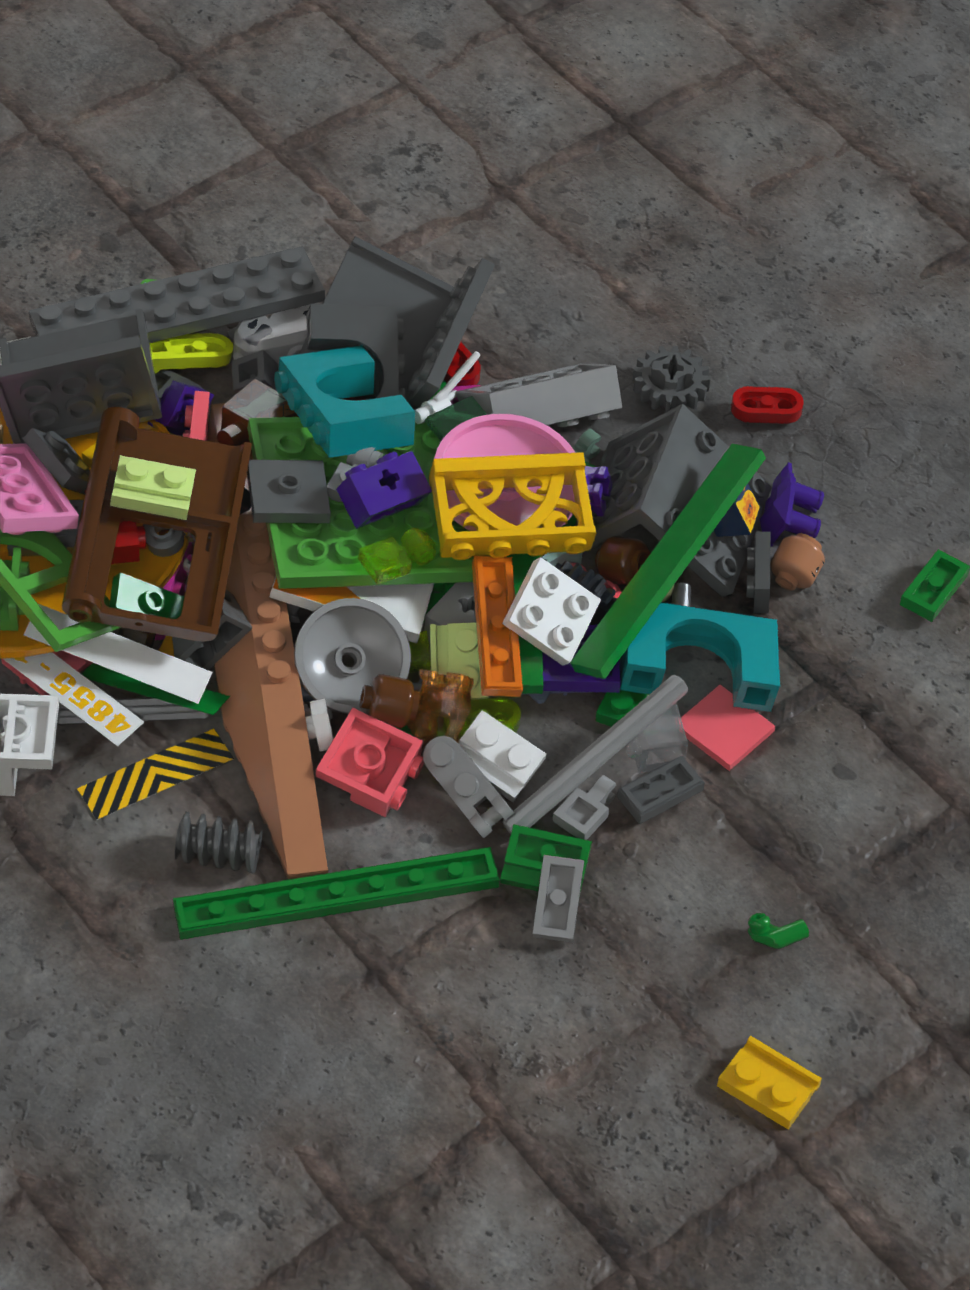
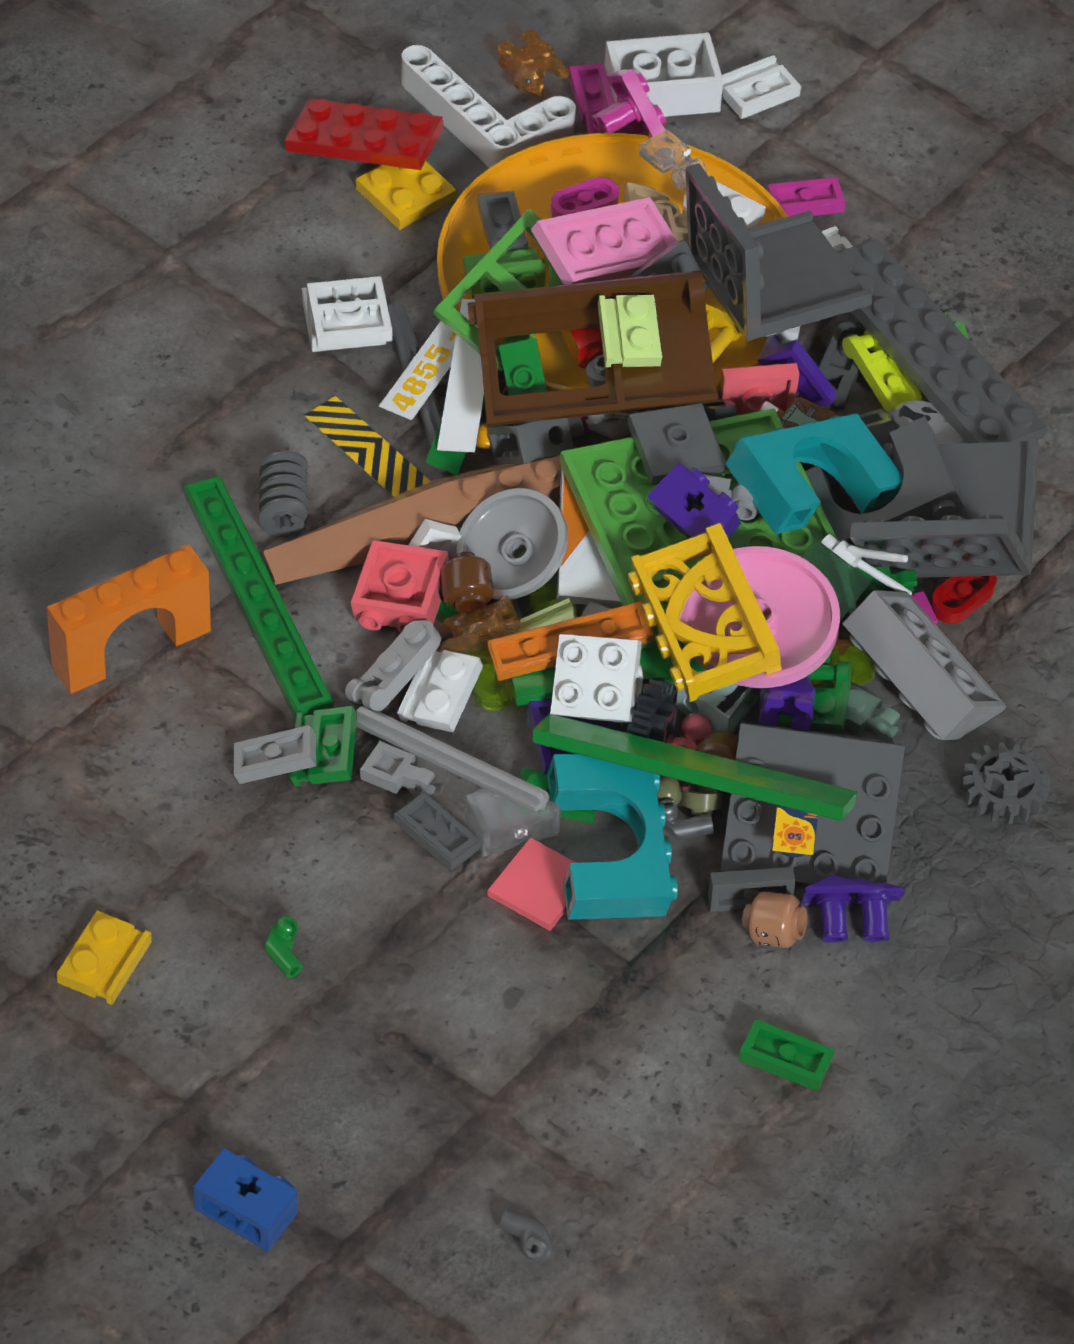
camera: 80 degrees right, 0 degrees up
(369, 953) = (83, 622): none -> orange arch
(389, 561) = (615, 531): clear neon green plate -> none
(767, 405) = (1004, 880): red plate -> none

